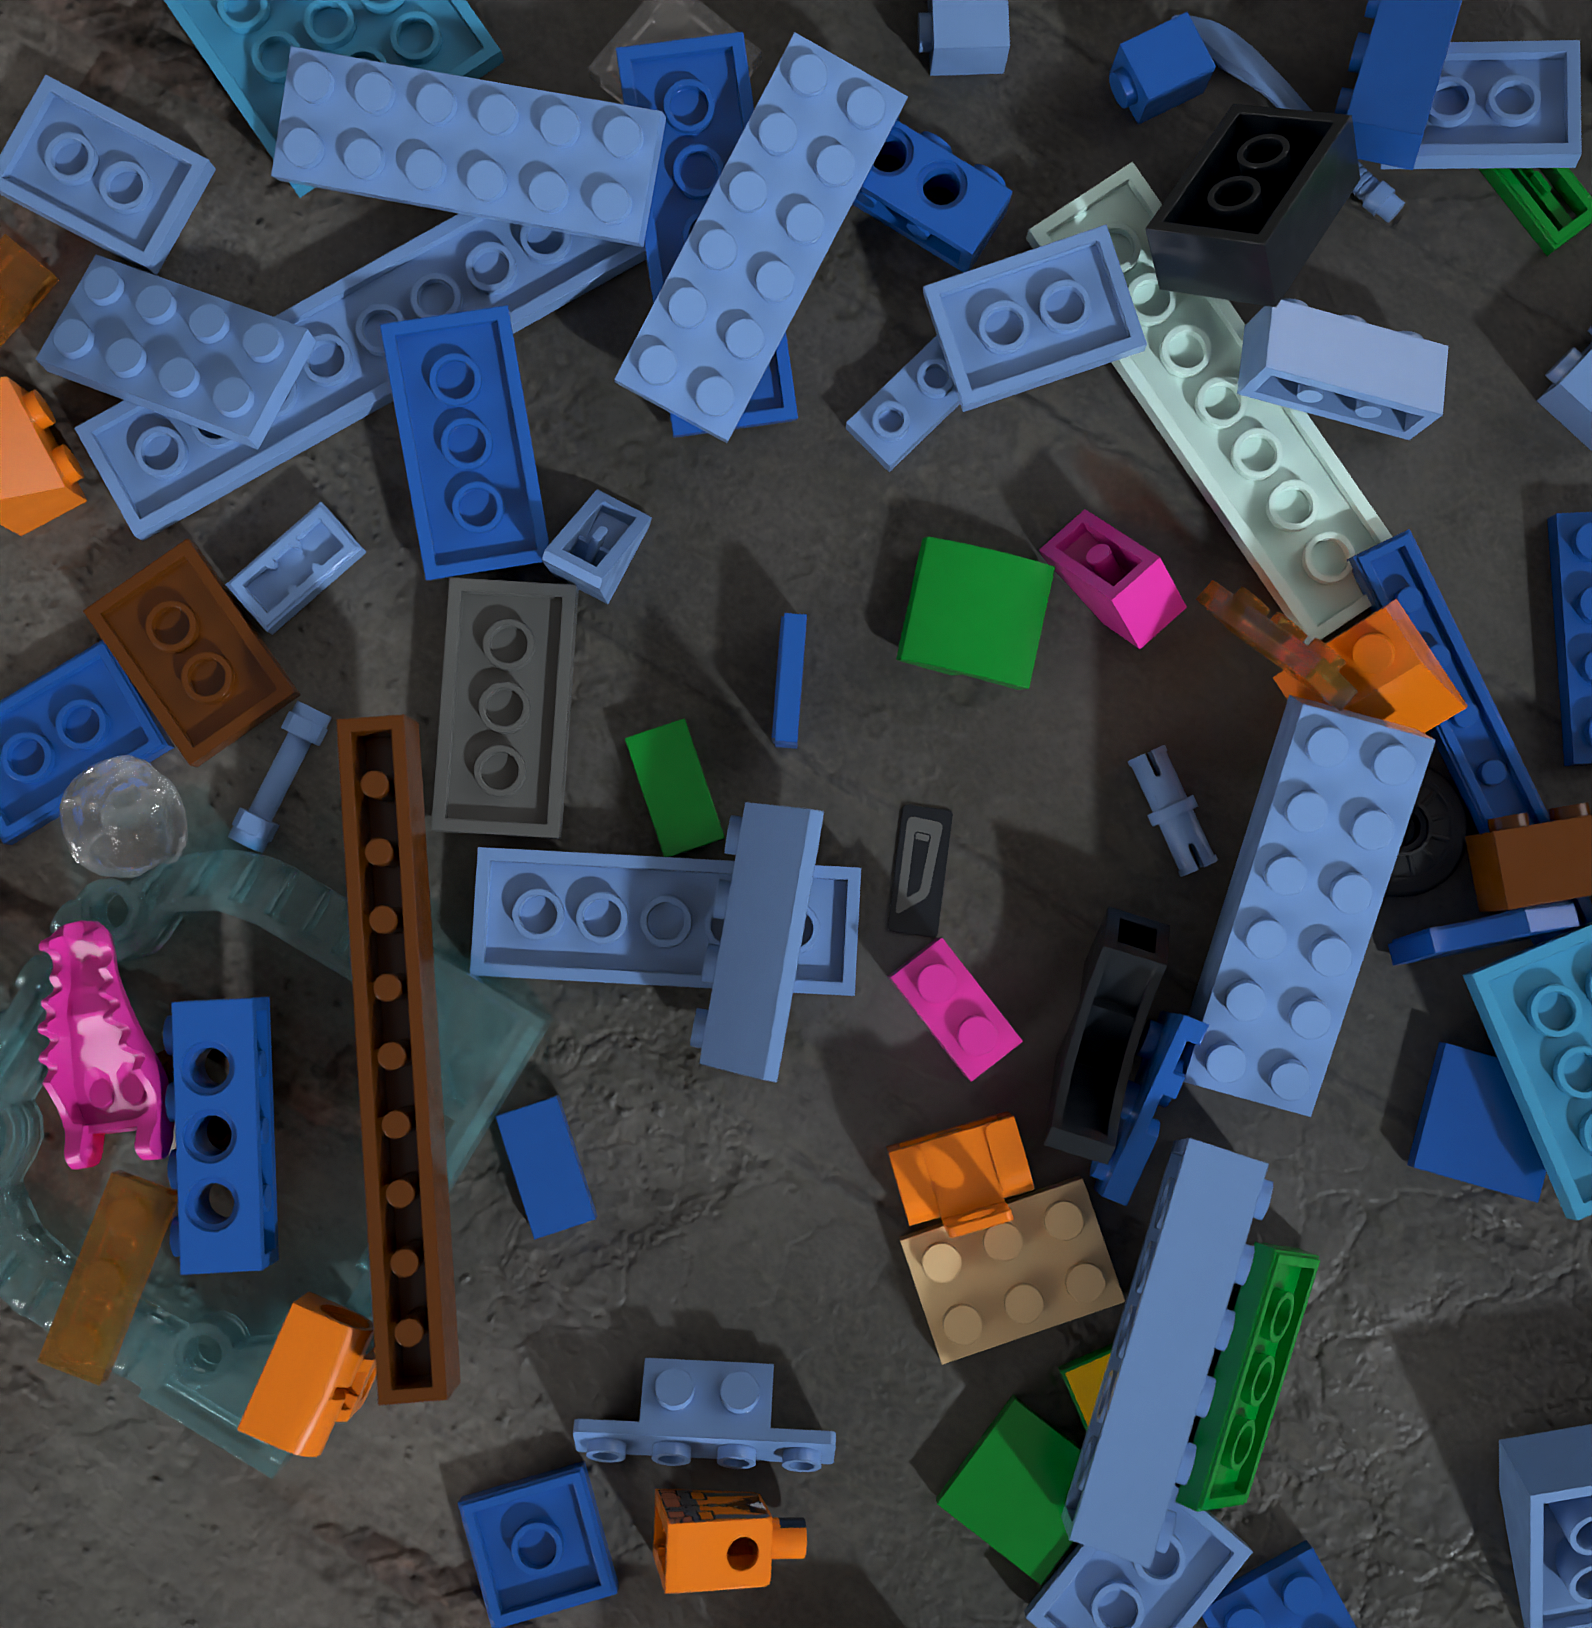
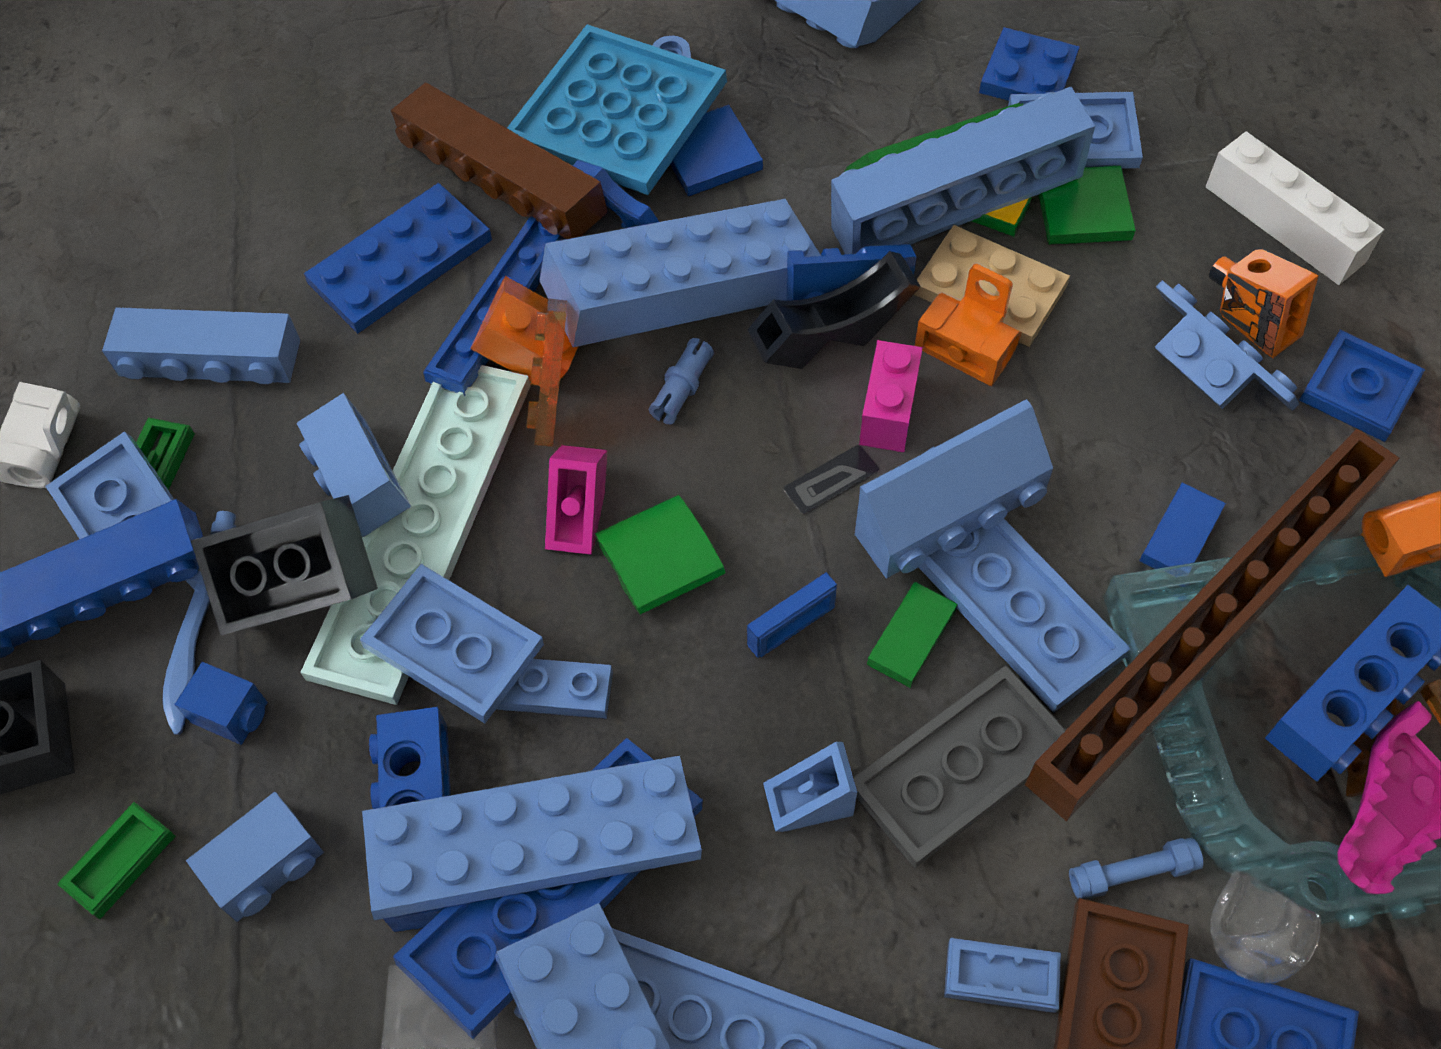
camera: 130 degrees left, 25 degrees down
(466, 442) = (820, 925): blue plate -> none

